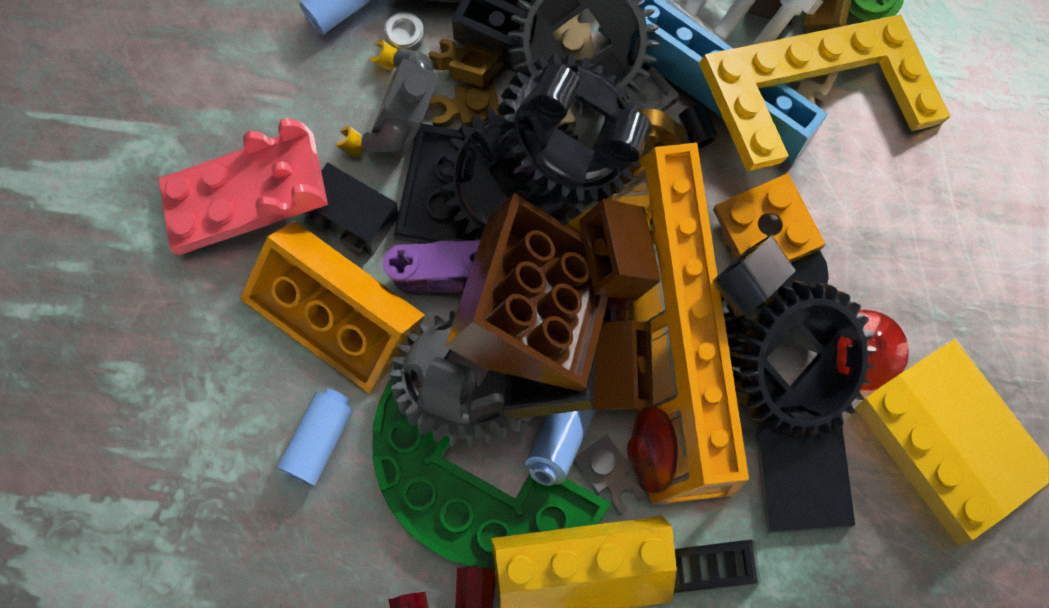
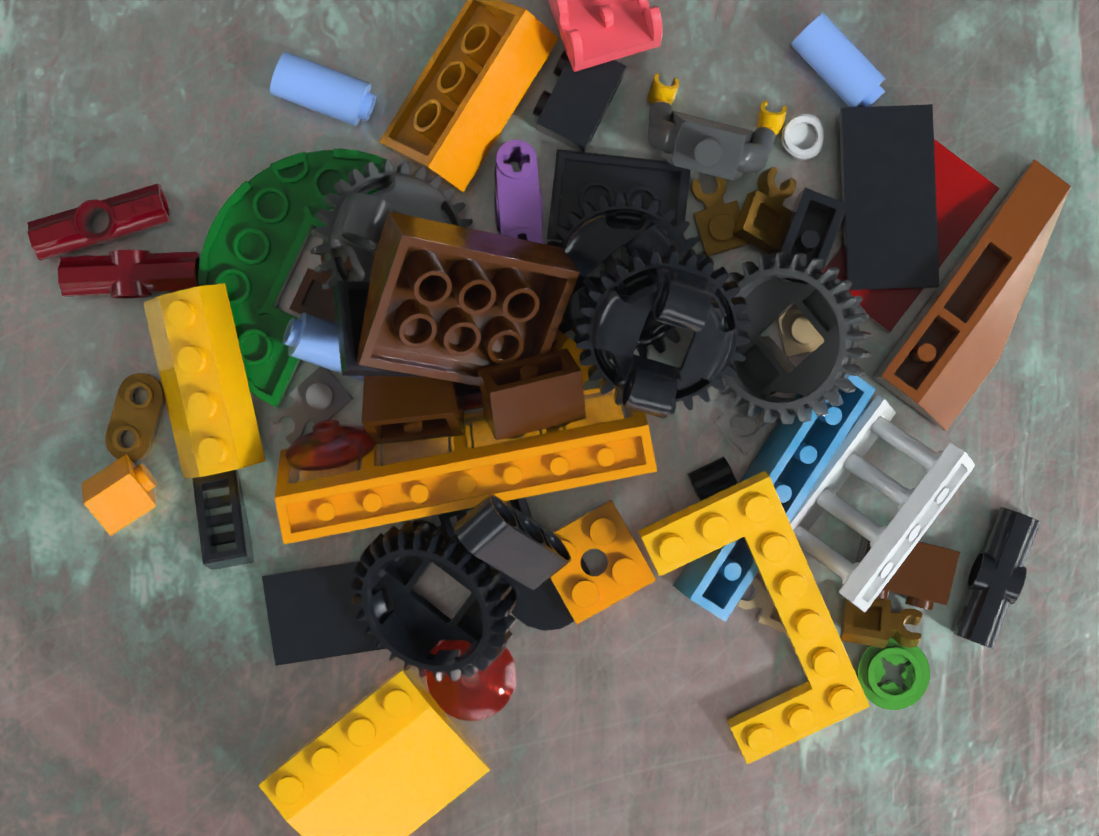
camera: 85 degrees right, 15 degrees up
(503, 457) = (313, 298): none -> reddish brown plate
(664, 129) = (691, 432): pearl gold plate -> none

